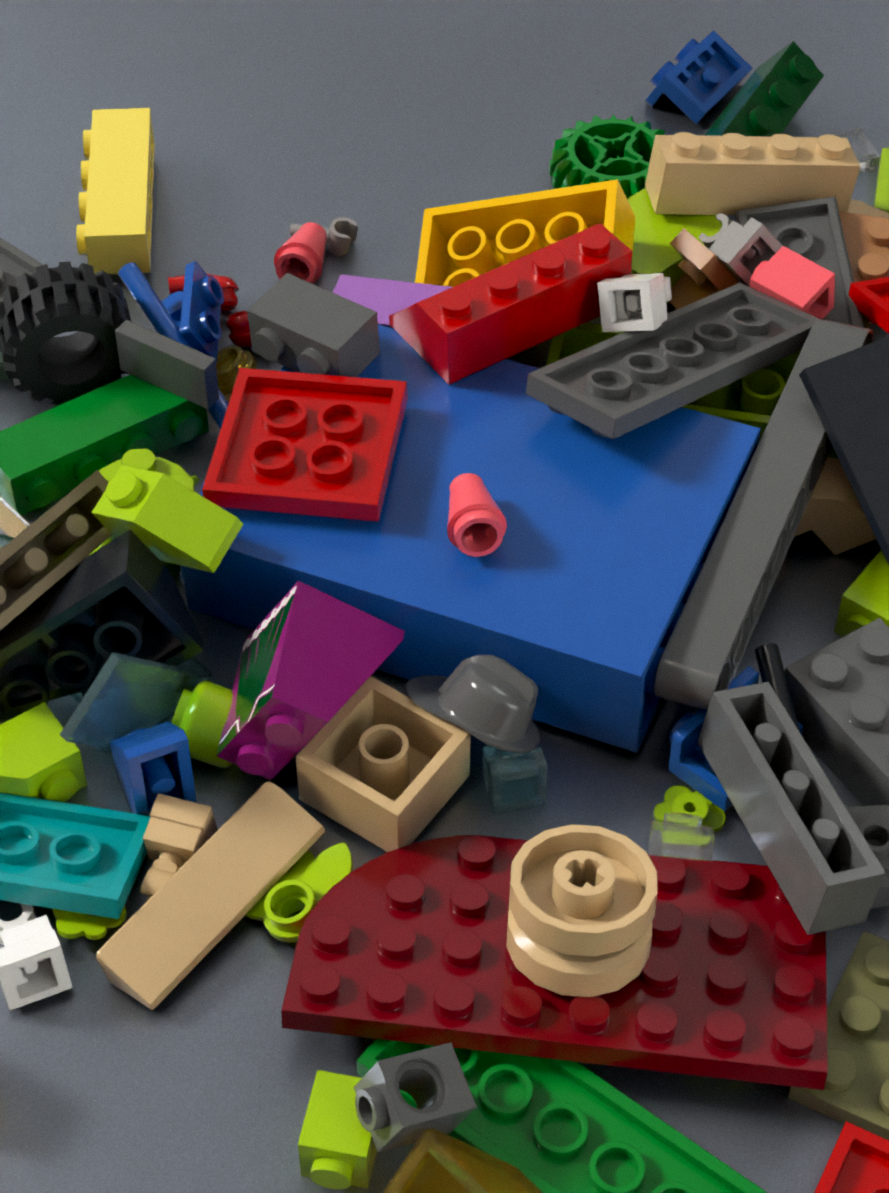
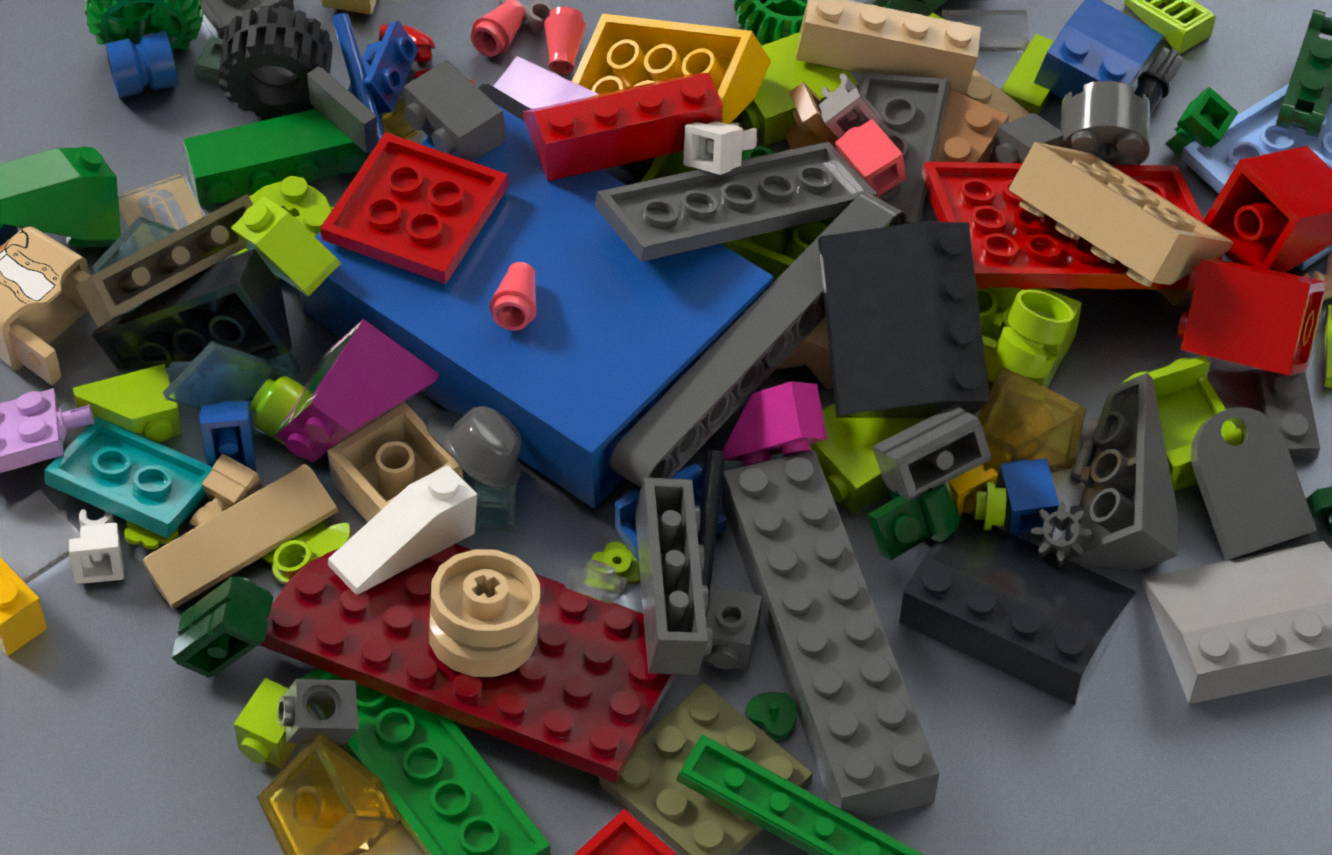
camera: 15 degrees right, 5 degrees up
(238, 1016) = (222, 627): none -> dark green brick
(380, 246) = (564, 36): none -> coral cone
(432, 832) = (408, 530): none -> white slope
(824, 594) = (777, 422): none -> dark pink slope

